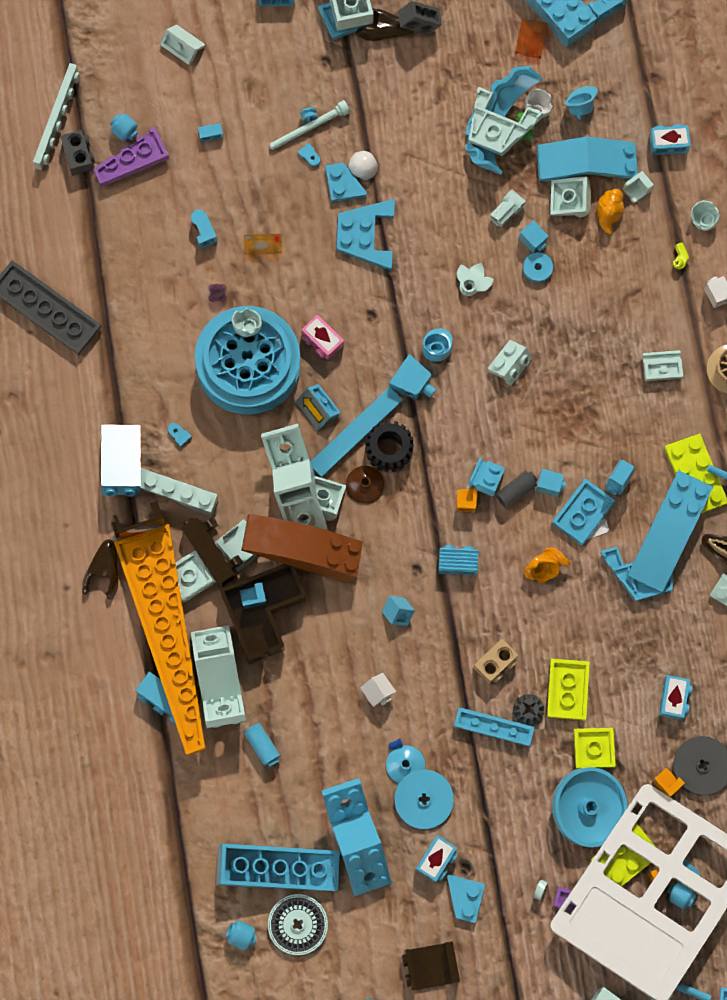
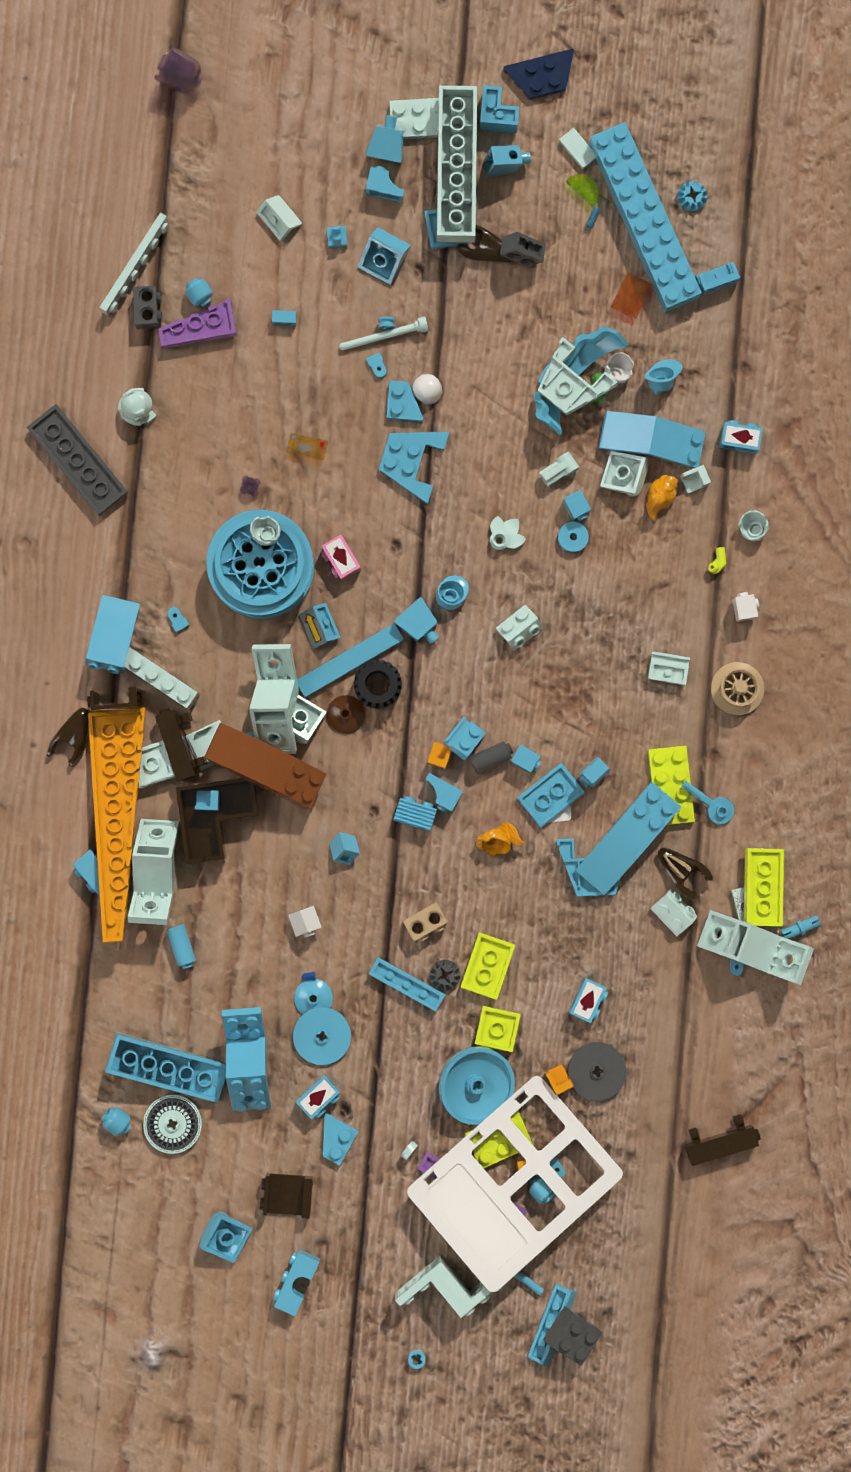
camera: 15 degrees right, 10 degrees up
(90, 245) = (136, 407): none -> light aqua helmet
(202, 224) = (254, 423): medium azure leg -> none
(241, 49) = (337, 236): none -> medium azure tile
(290, 55) = (383, 255): none -> medium azure slope
(481, 533) = (446, 793): none -> medium azure arch

